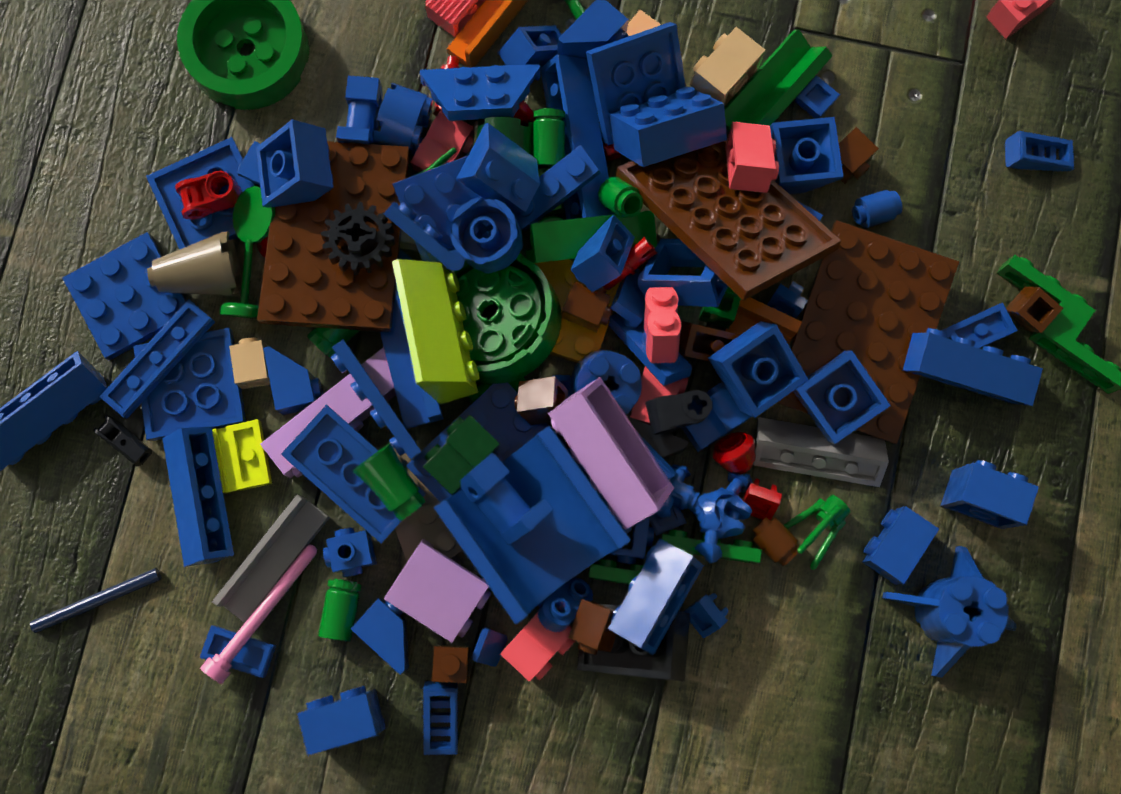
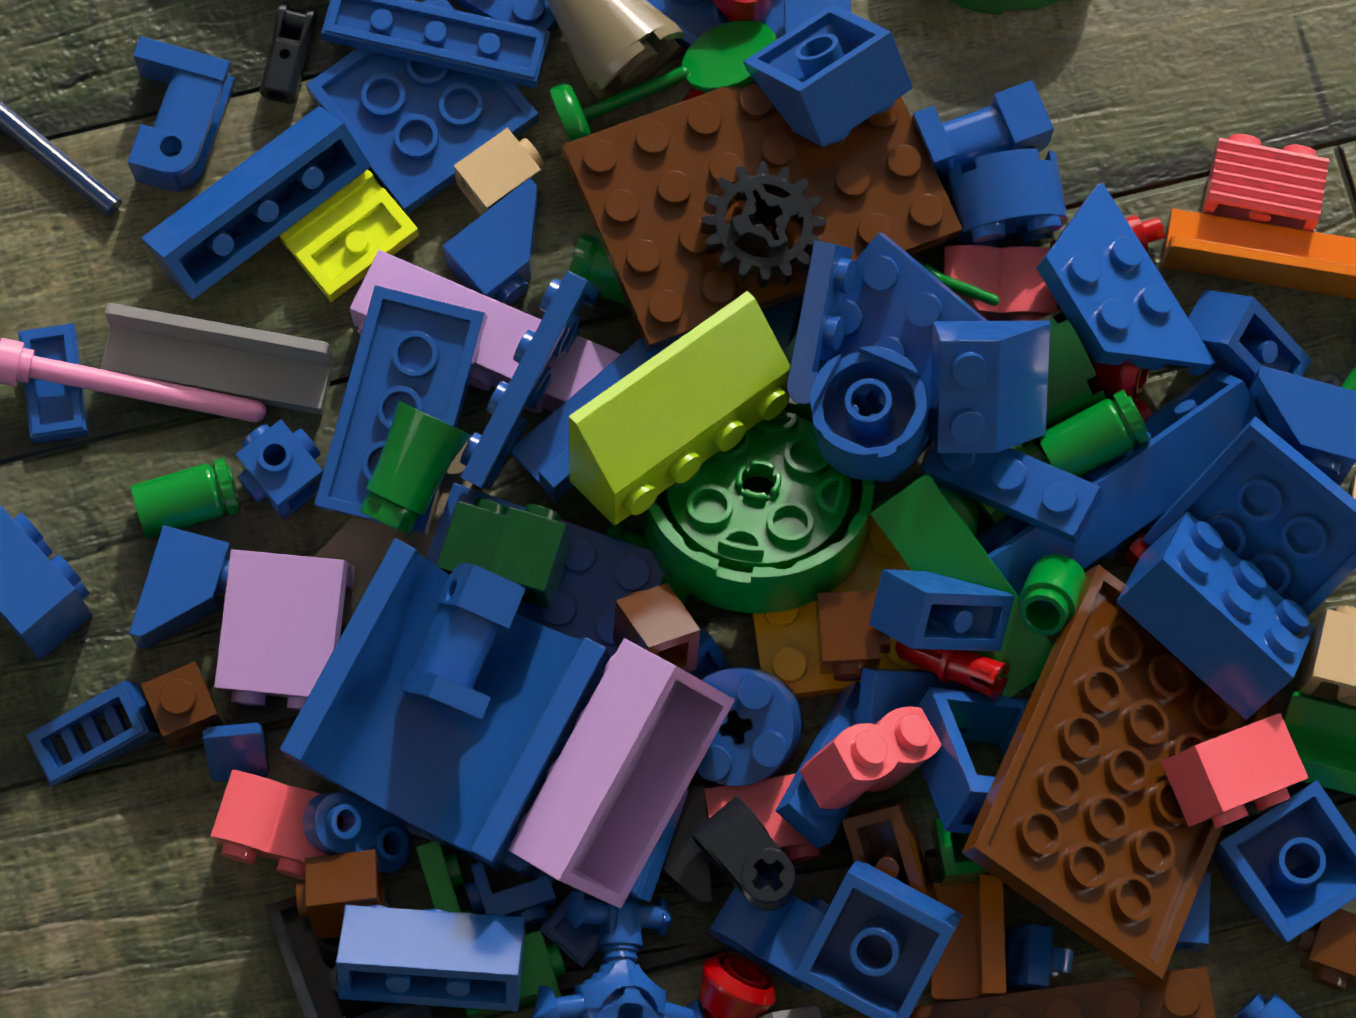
camera: 65 degrees right, 5 degrees down
(129, 510) = (197, 94): none -> blue piece

